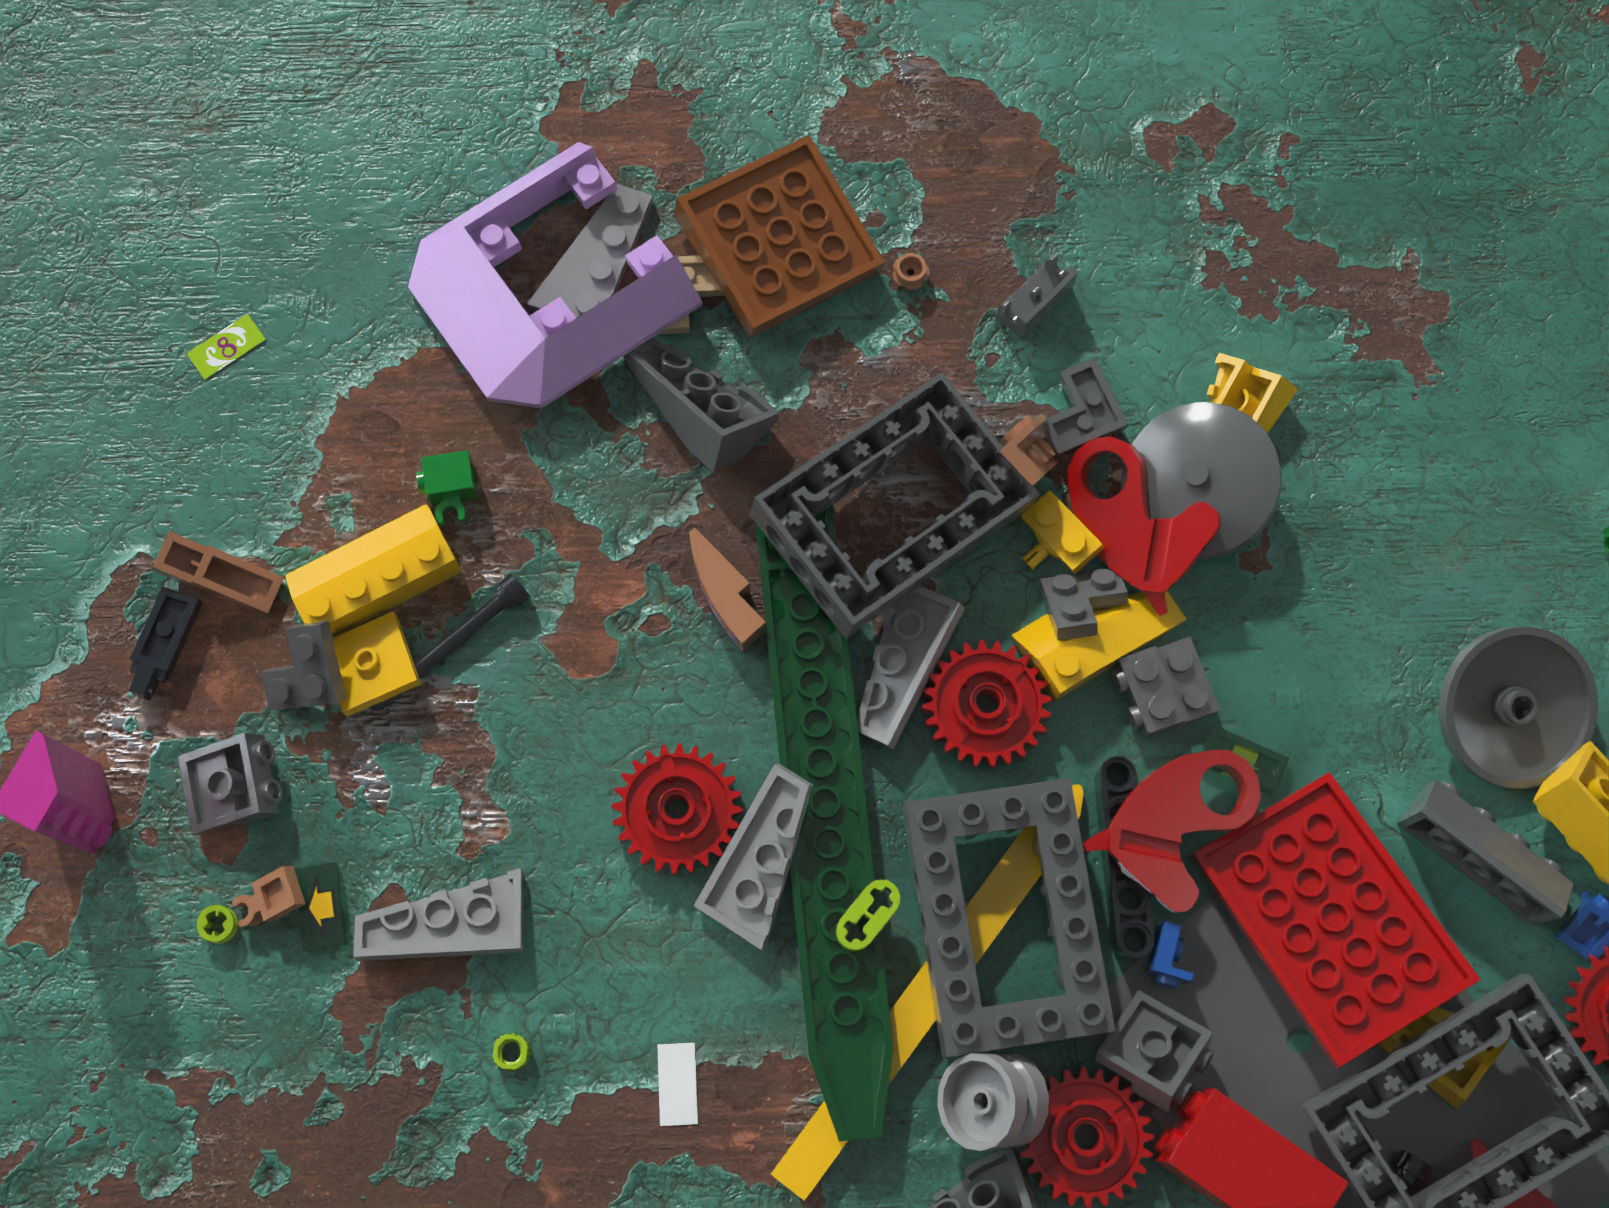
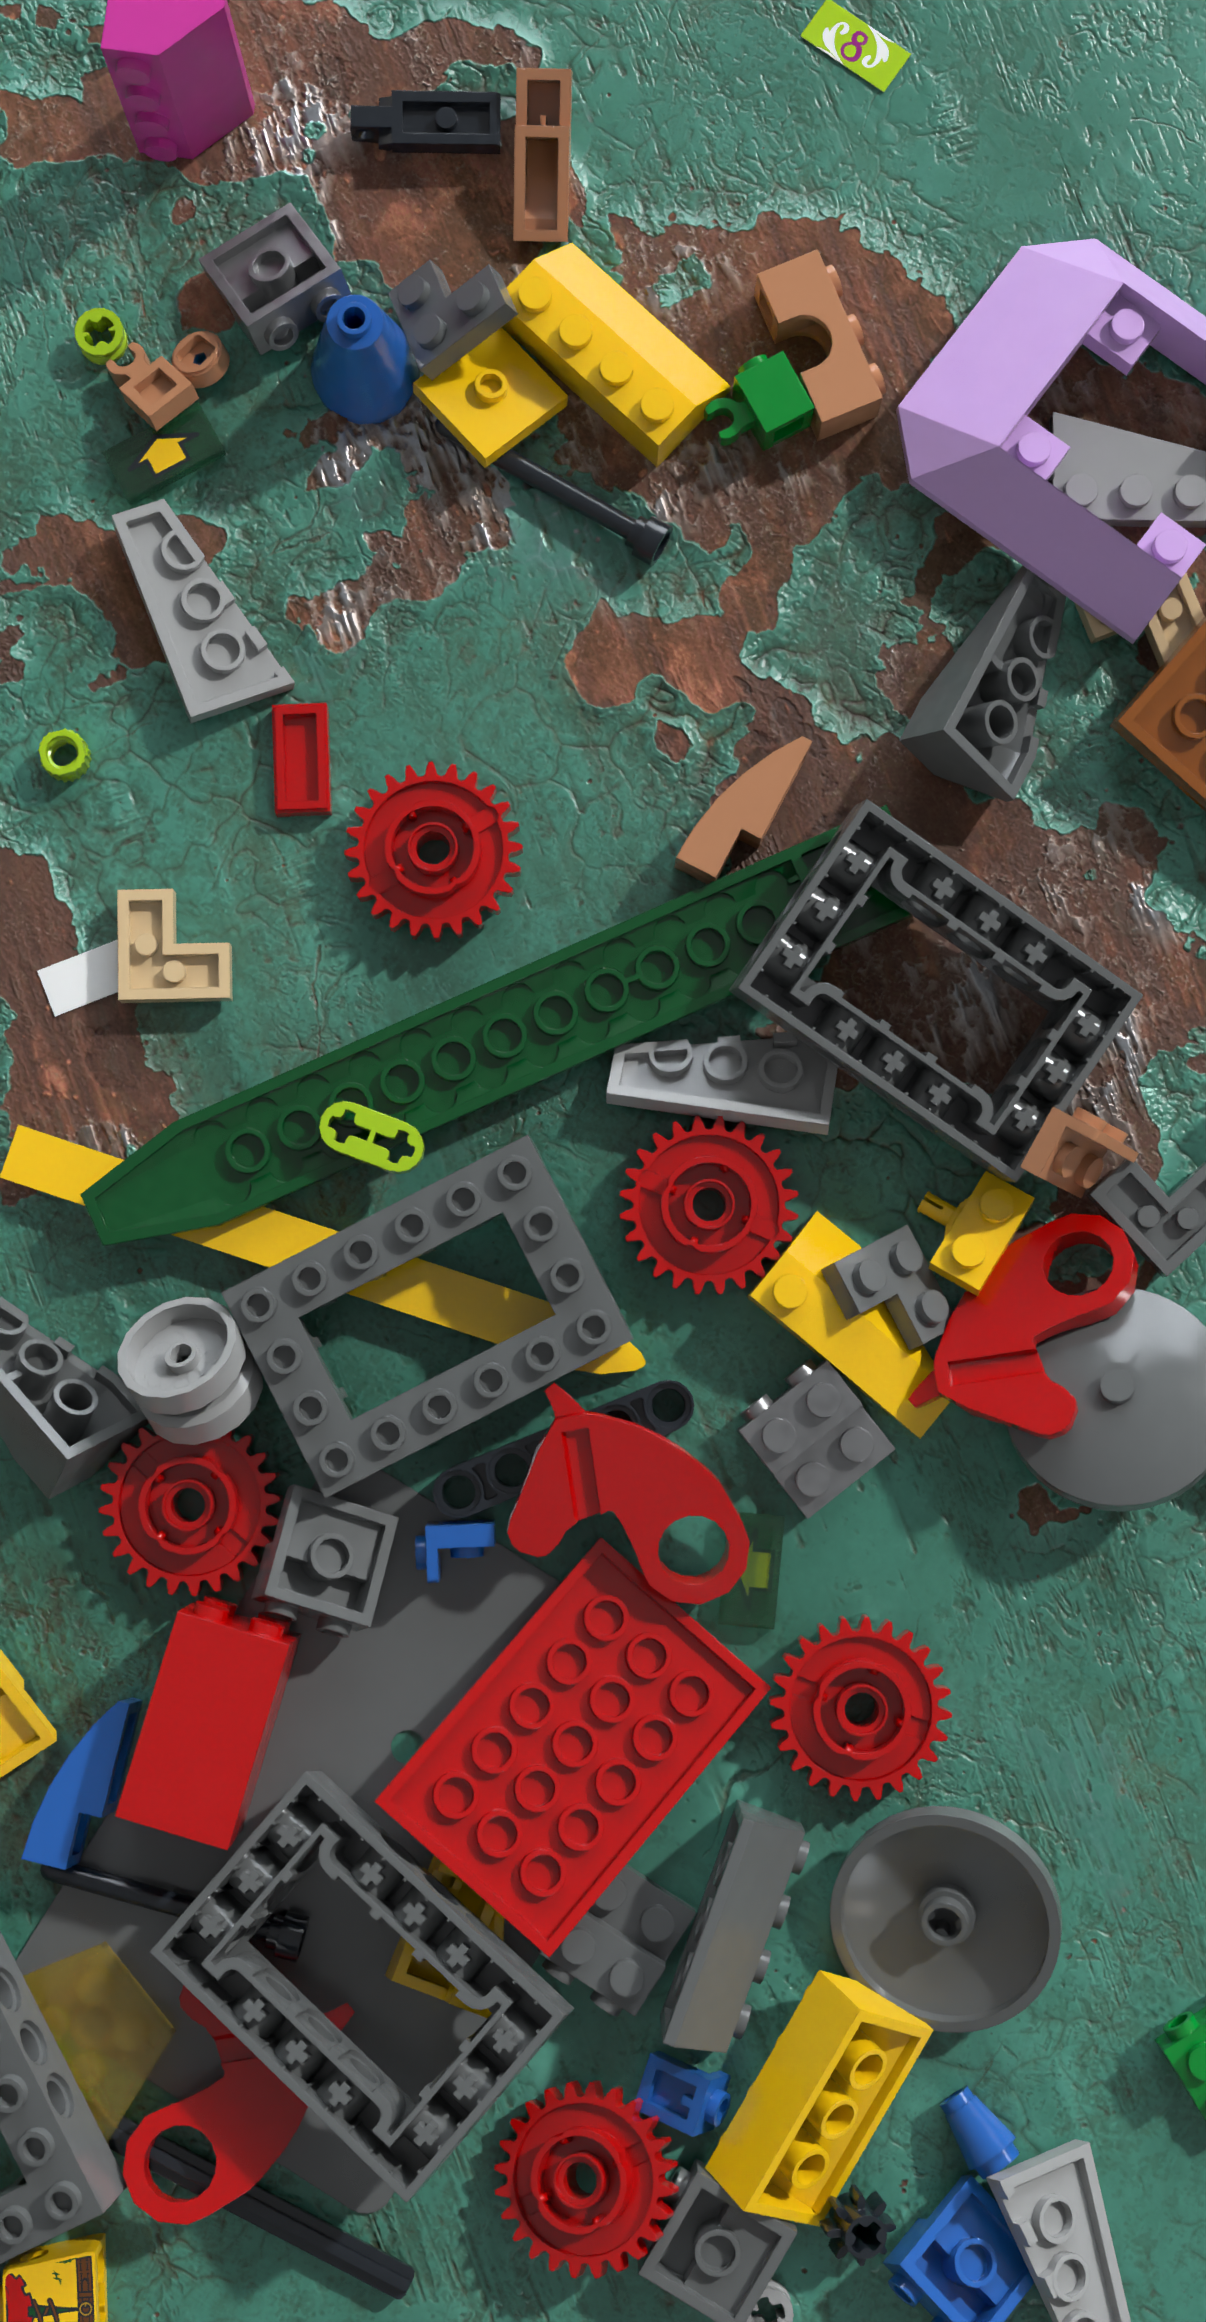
camera: 70 degrees right, 10 degrees up
(263, 856) = (201, 358): none -> nougat tile
(314, 744) = (363, 362): none -> blue cone
(390, 432) = (805, 301): none -> nougat arch
(577, 882) = (301, 759): none -> red tile
(687, 1035) = (154, 965): none -> tan plate
(755, 865) = (400, 974): light grey wing -> none
(1379, 697) = (865, 1750): none -> red gear
(1480, 930) = (622, 1942): none -> dark grey plate

